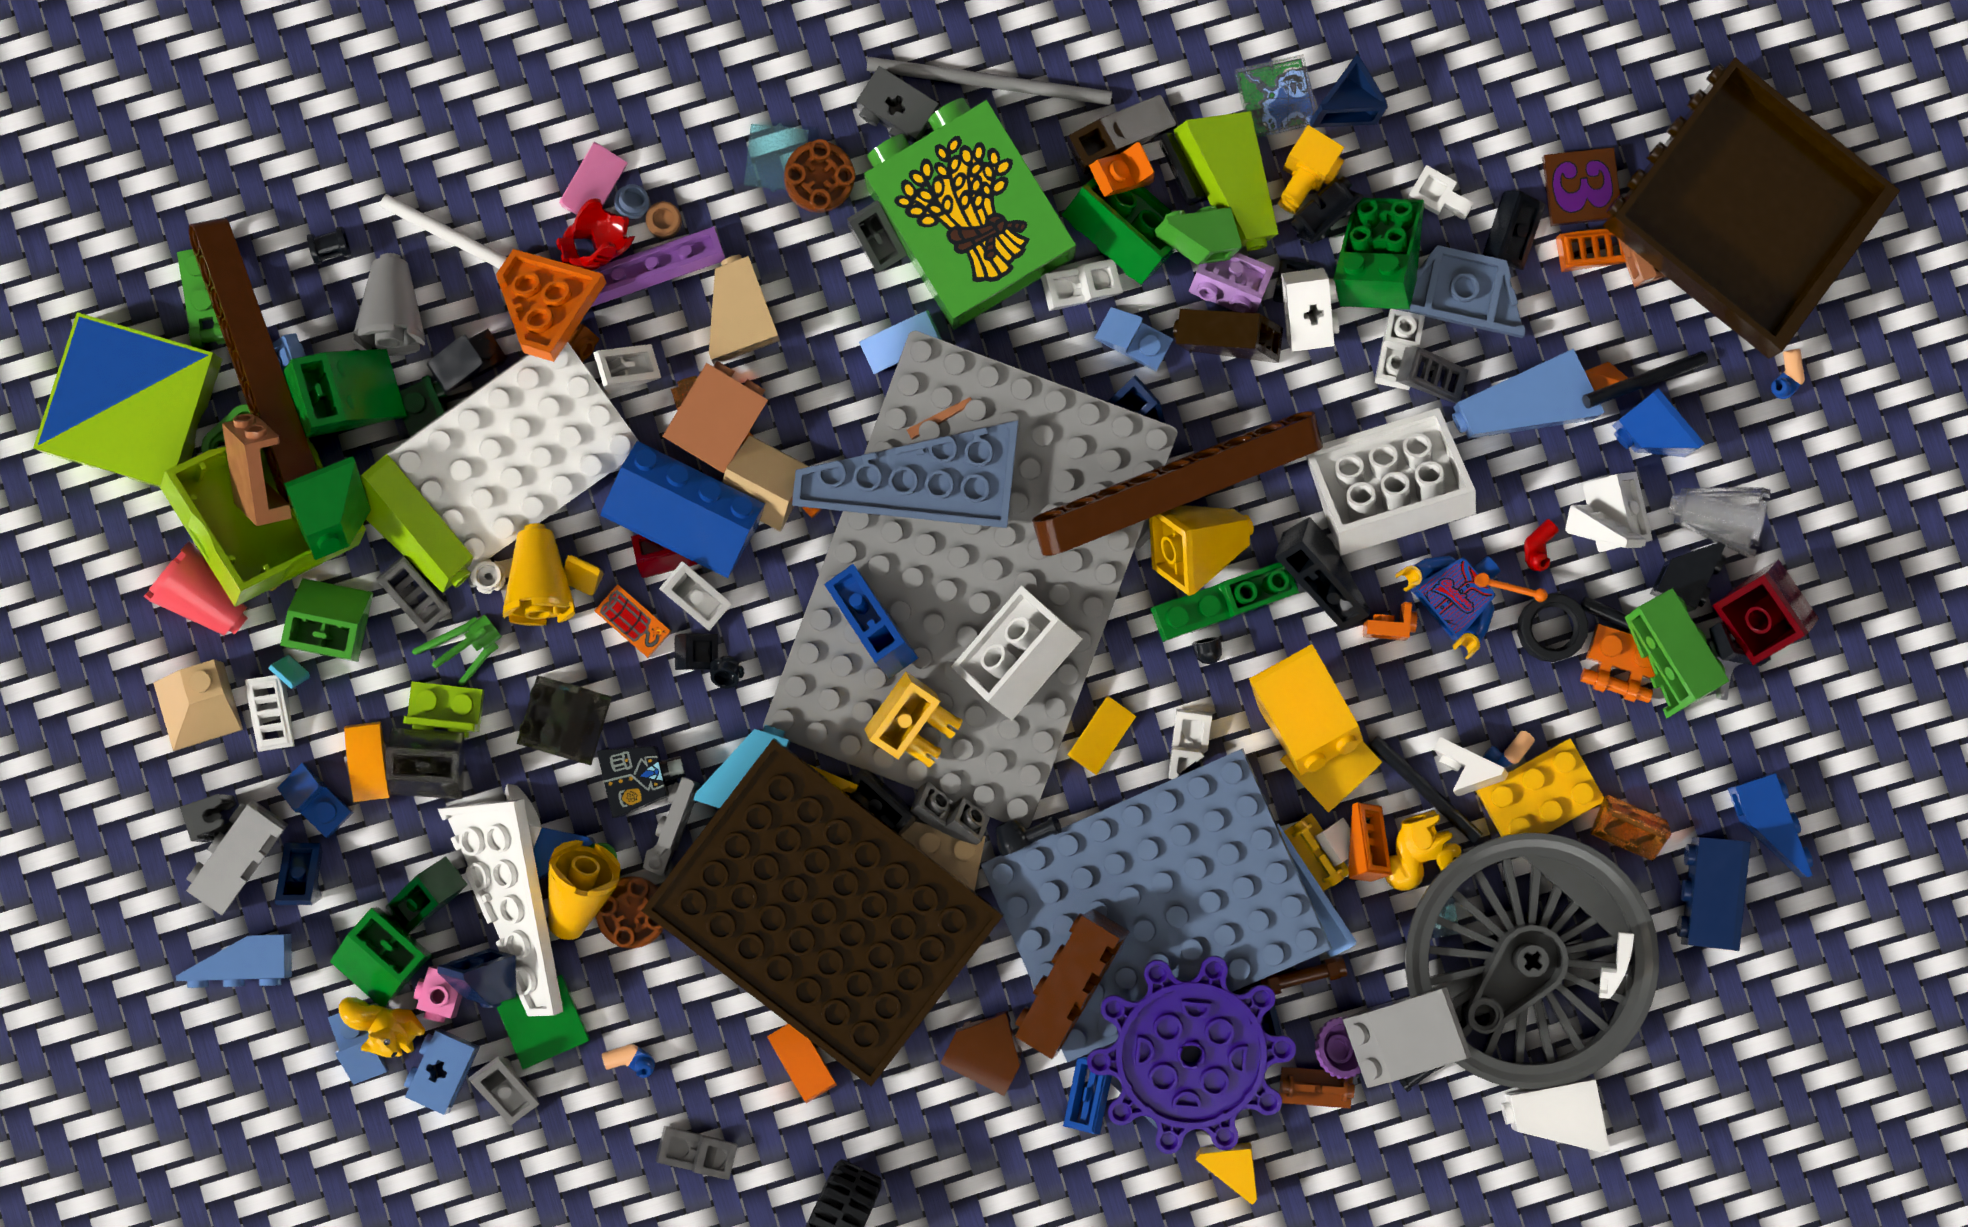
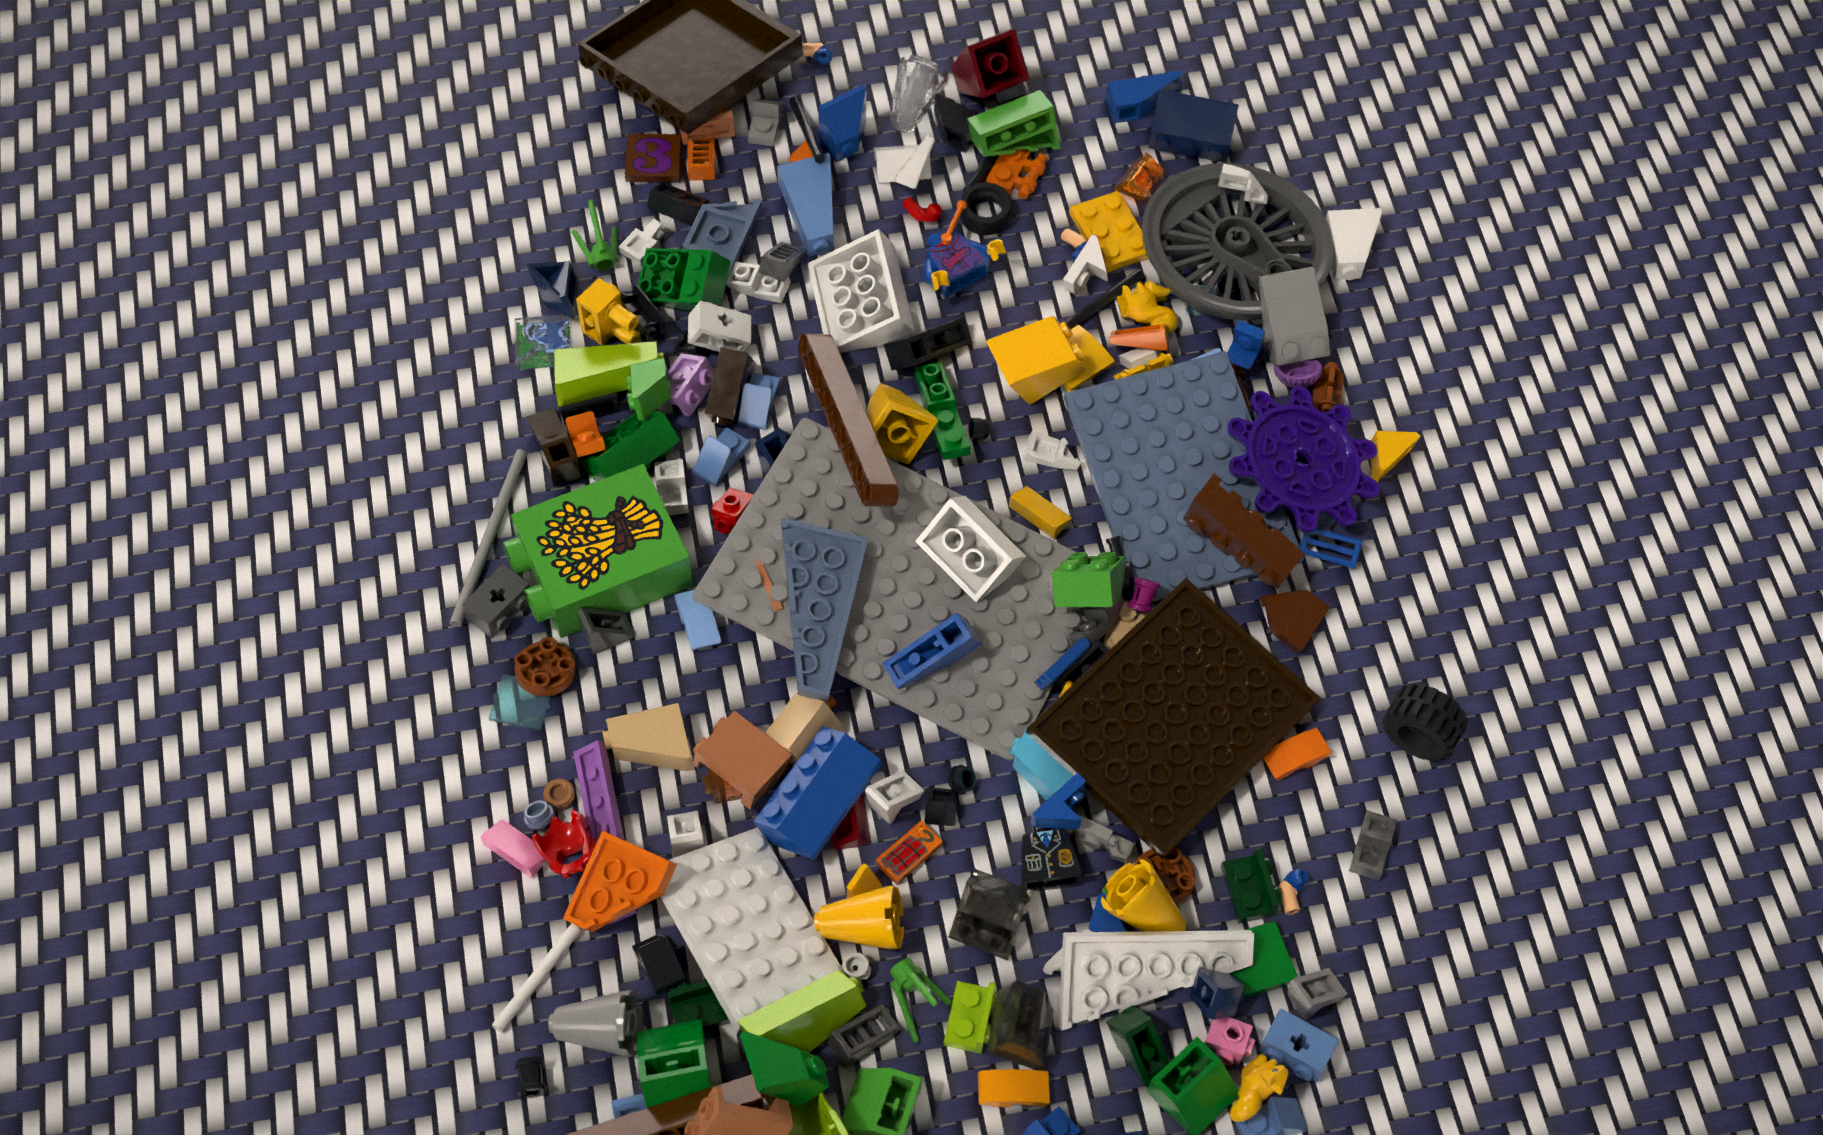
camera: 85 degrees left, 25 degrees down
(629, 1011) = (1251, 887): none -> dark green bracket
(676, 780) = (1056, 810): none -> blue slope
(881, 776) = (1062, 663): none -> blue tile
(902, 717) = (1016, 634): yellow brick -> none
(982, 867) = (1143, 594): none -> magenta bush
(988, 799) = (1089, 580): none -> bright green slope
(1046, 359) = (729, 509): none -> red brick
(1220, 373) = (758, 400): none -> medium blue slope
(1359, 976) = (1246, 345): none -> blue slope
(1385, 628) = (974, 301): orange bracket -> none
(1413, 146) = (602, 255): none -> bright green plant
(1664, 324) = (765, 122): none -> light grey slope

